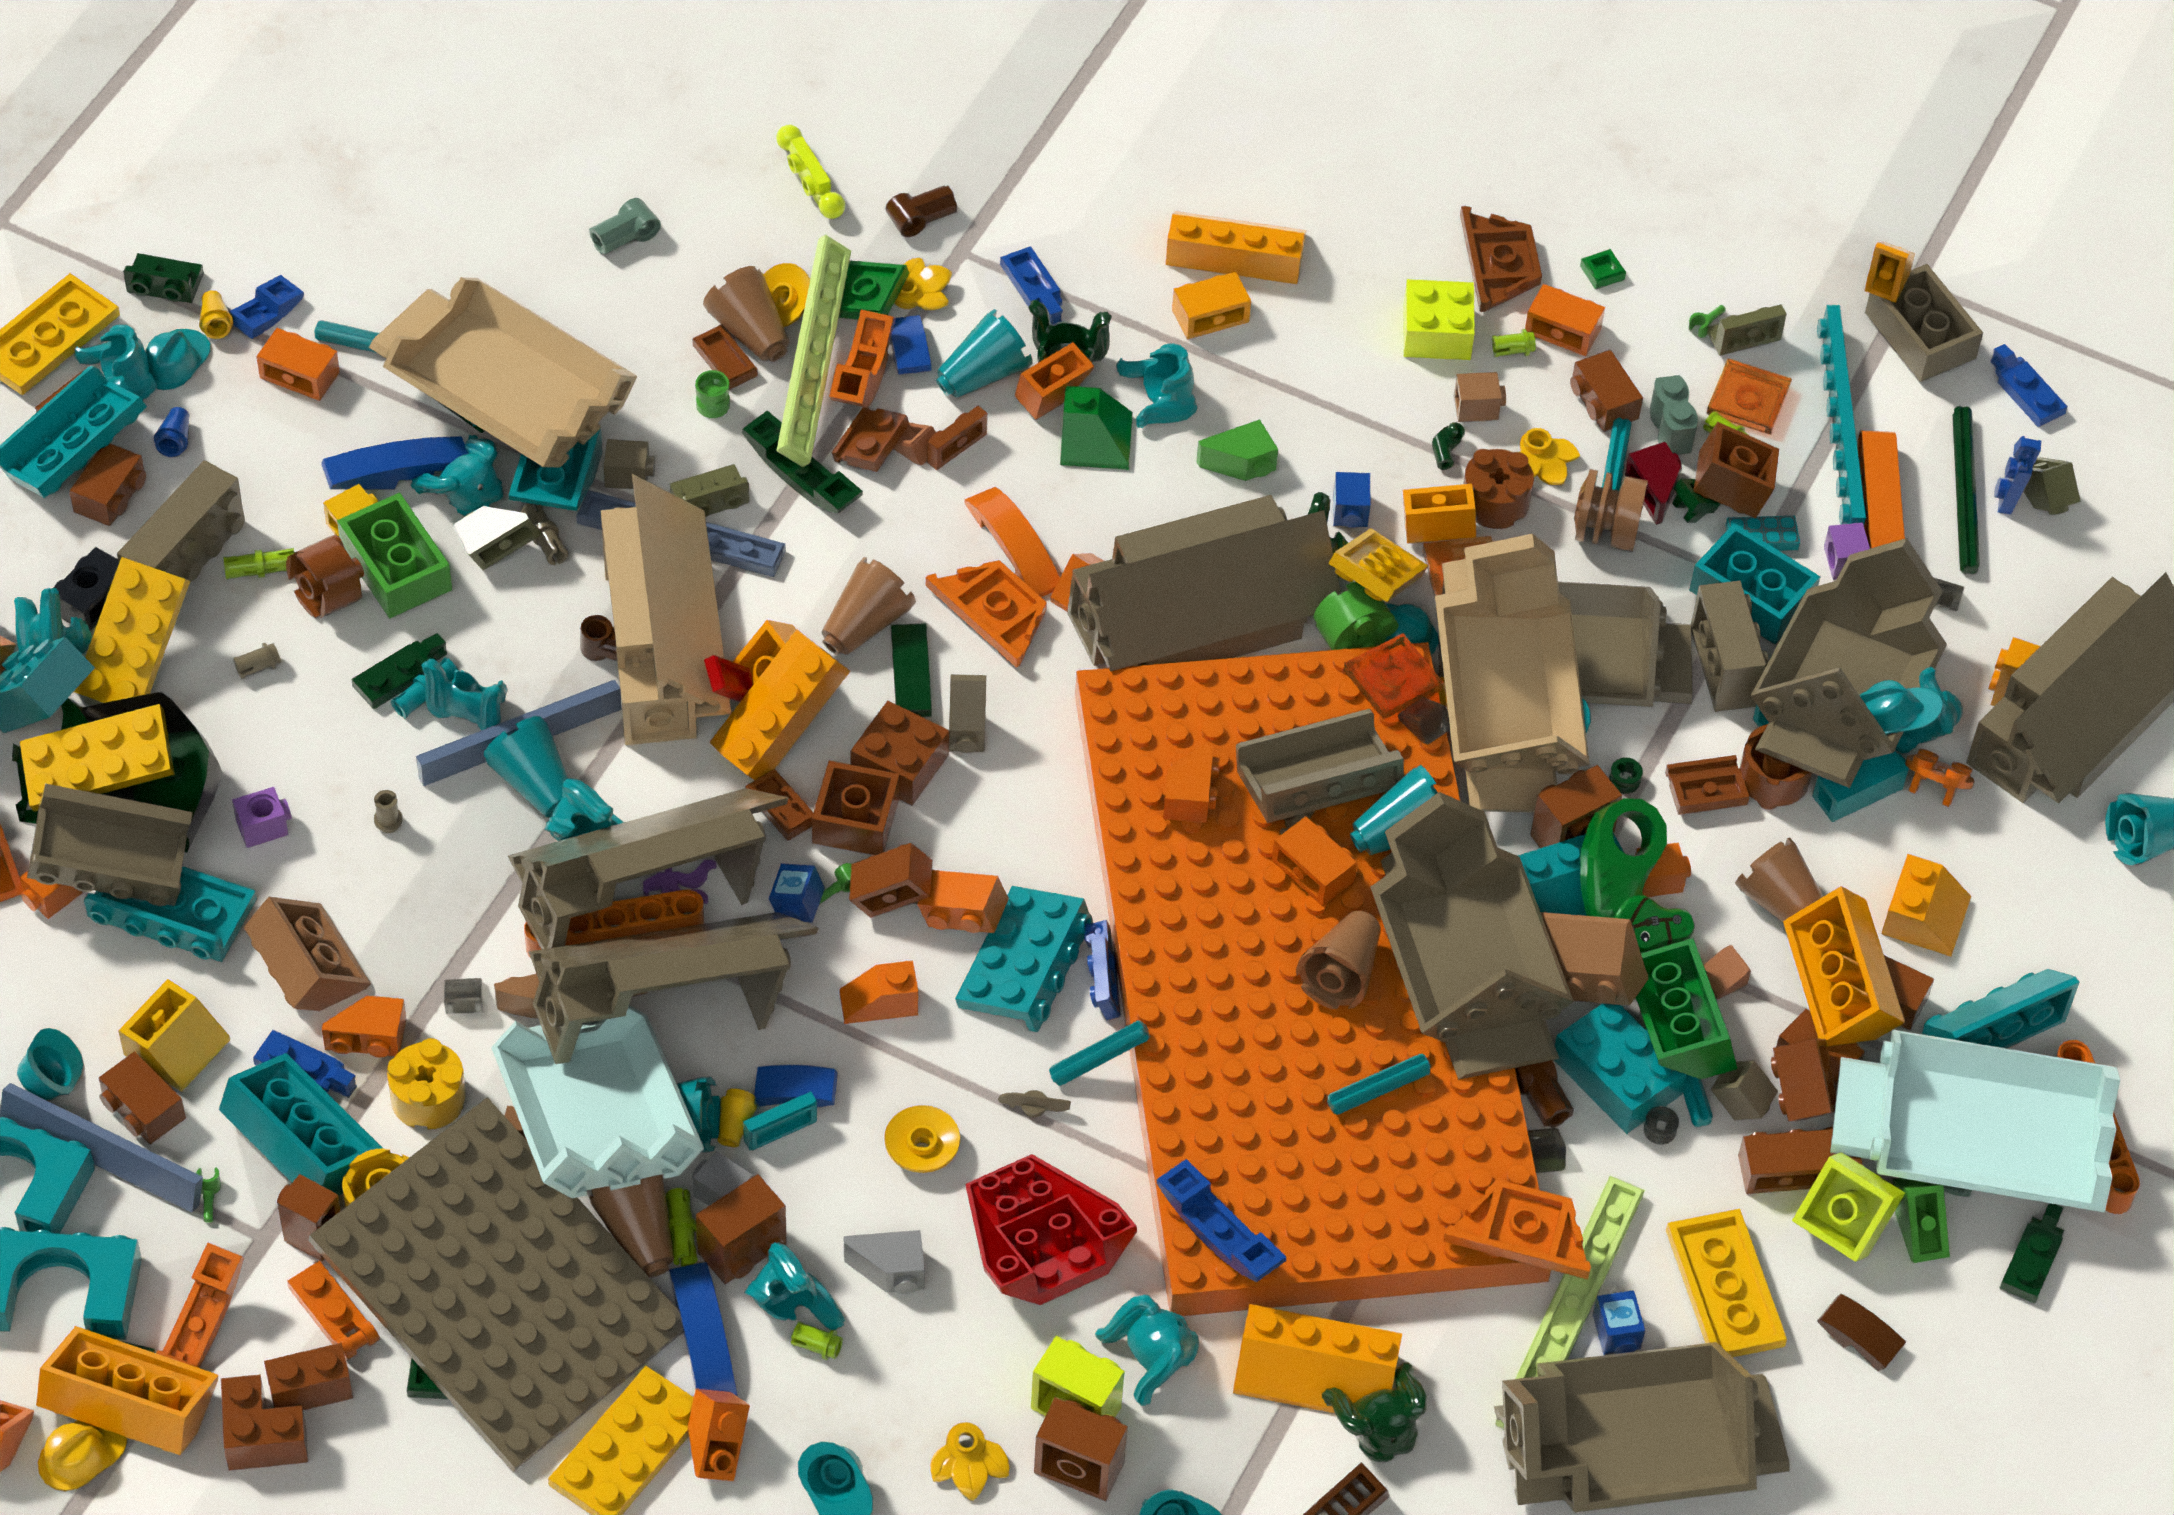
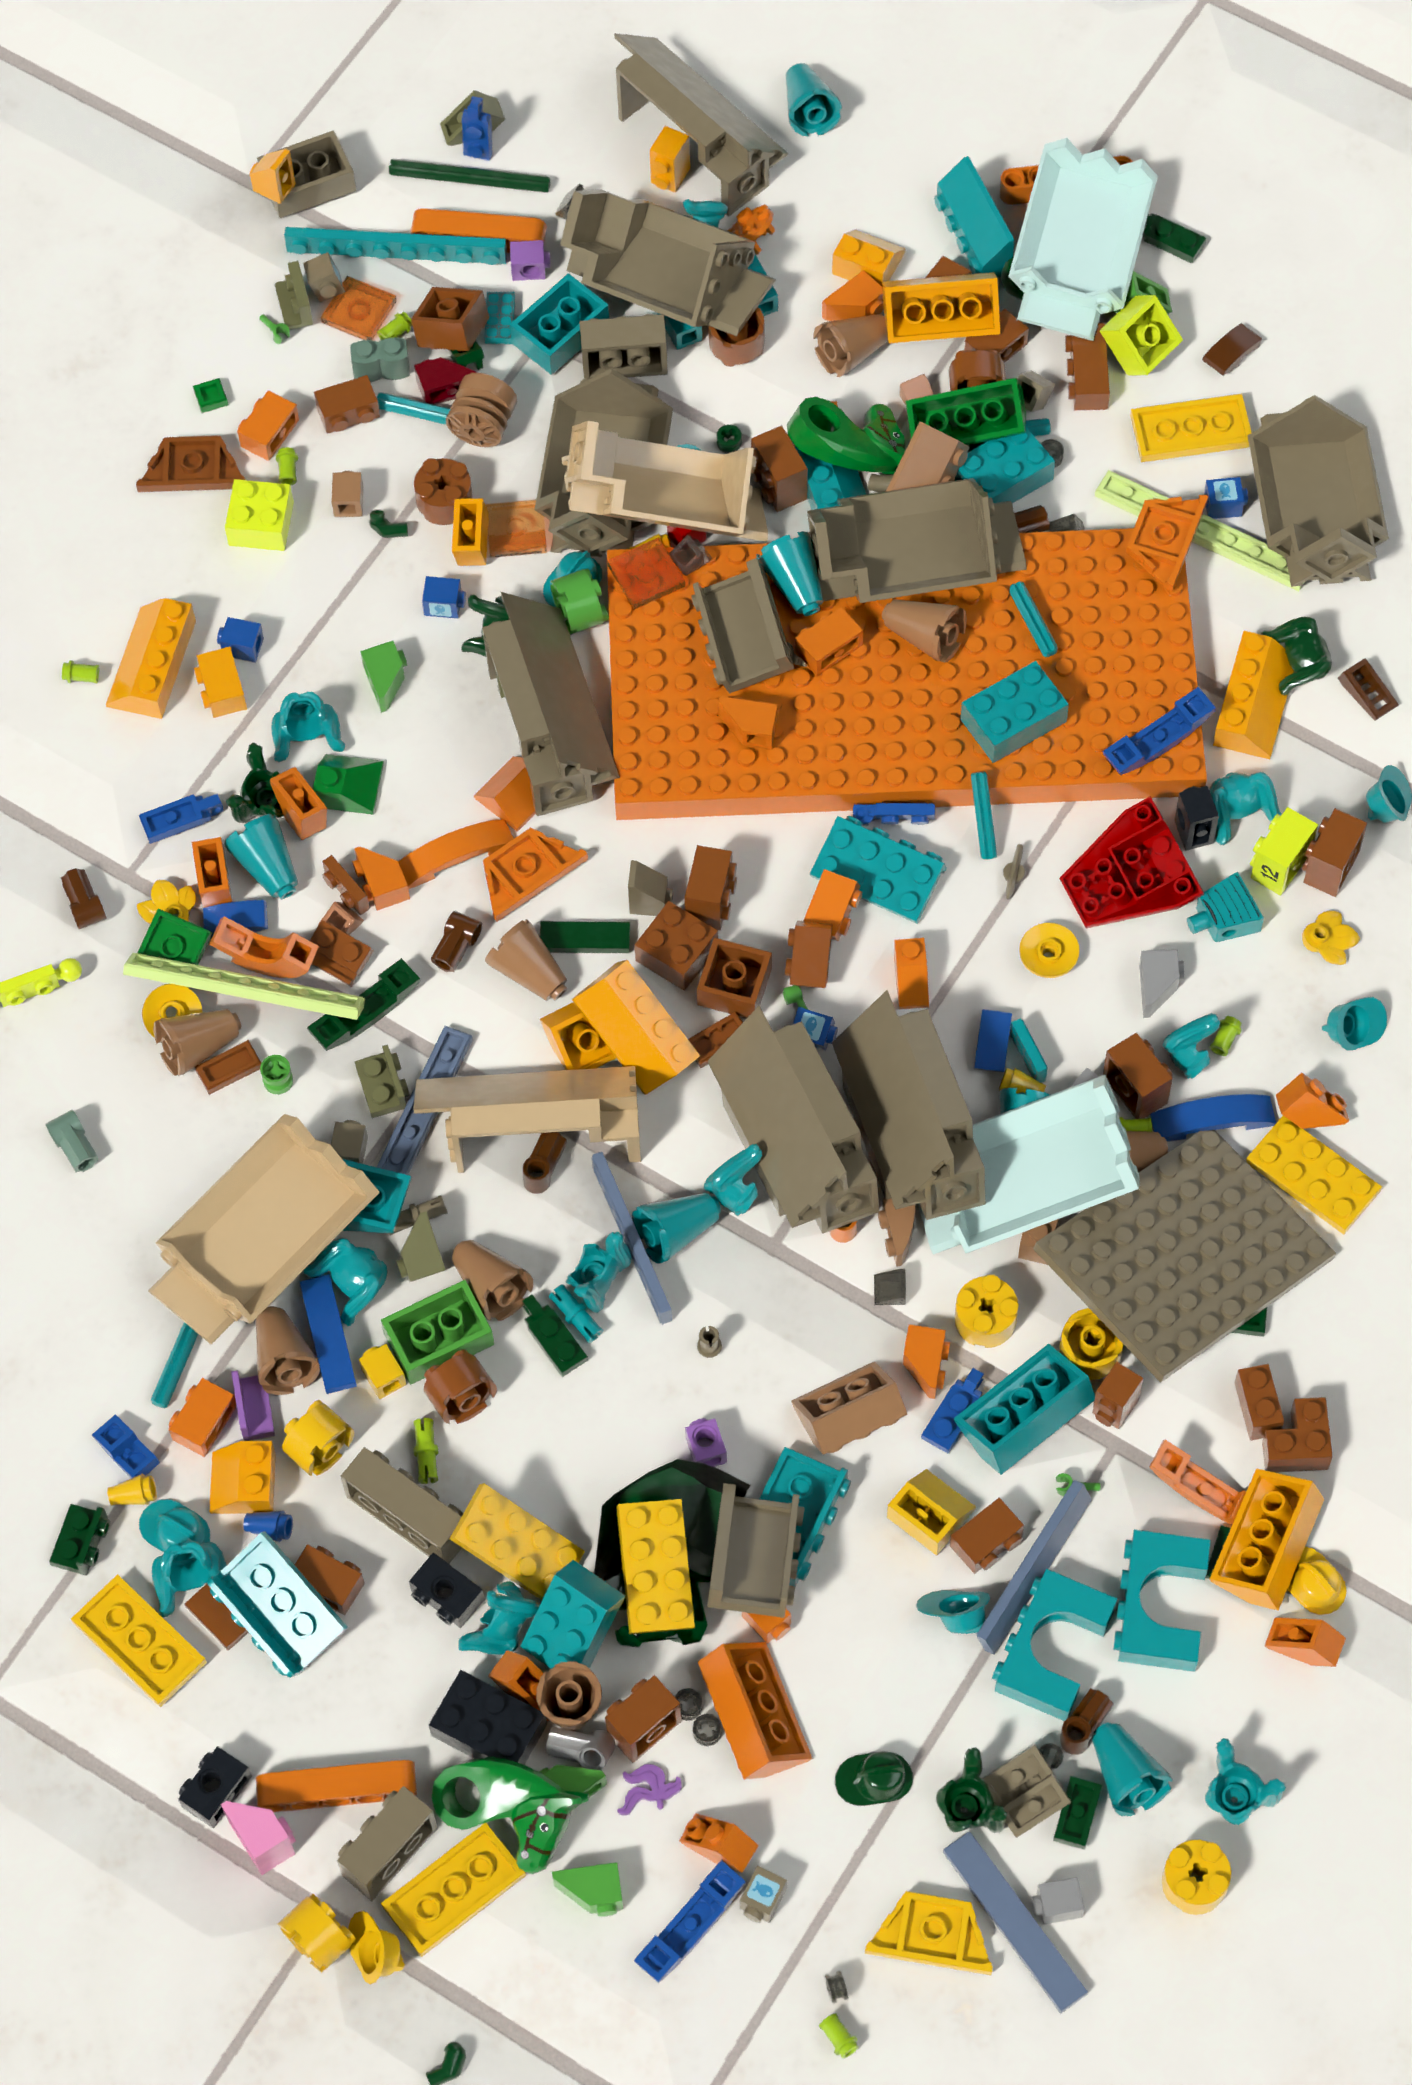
camera: 80 degrees left, 10 degrees up
(226, 410) = (243, 1478): none -> light orange slope
(257, 660) = (534, 1451): dark tan pin -> none
(264, 454) = (317, 1438): none -> yellow brick
(312, 403) = (252, 1408): none -> medium lavender panel
(332, 1309) = (1188, 1389): orange plate -> none
(372, 418) = (282, 1354): none -> medium nougat cone
(459, 599) = (492, 1279): none -> medium nougat cone
(728, 677) = (603, 1062): red tile -> none
(903, 548) = (459, 934): none -> reddish brown piece
(954, 310) = (211, 872): none -> orange brick
(968, 468) = (382, 876): none -> orange slope
(973, 773) = (711, 885): none -> dark orange brick
(995, 1335) = (1227, 911): none -> teal torso
(1114, 1281) = (1196, 817): none -> black brick
(1211, 177) = (80, 672): none -> lime pin
(1233, 1060) = (1014, 711): none -> teal brick
(1270, 318) = (242, 637): none -> blue brick
(1377, 565) = (533, 572): yellow plate -> none
(1550, 456) = (408, 456): yellow plate -> none
(1707, 784) = (744, 384): dark orange plate -> none
(1752, 1022) = (975, 369): none -> dark orange brick
(1779, 351) = (323, 277): none -> dark tan brick
(1805, 1079) = (1030, 347): dark orange brick -> none
(1854, 878) = (854, 299): none -> orange slope
(1902, 708) = (714, 223): teal piece -> none
(2026, 387) = (371, 120): blue hinge -> none

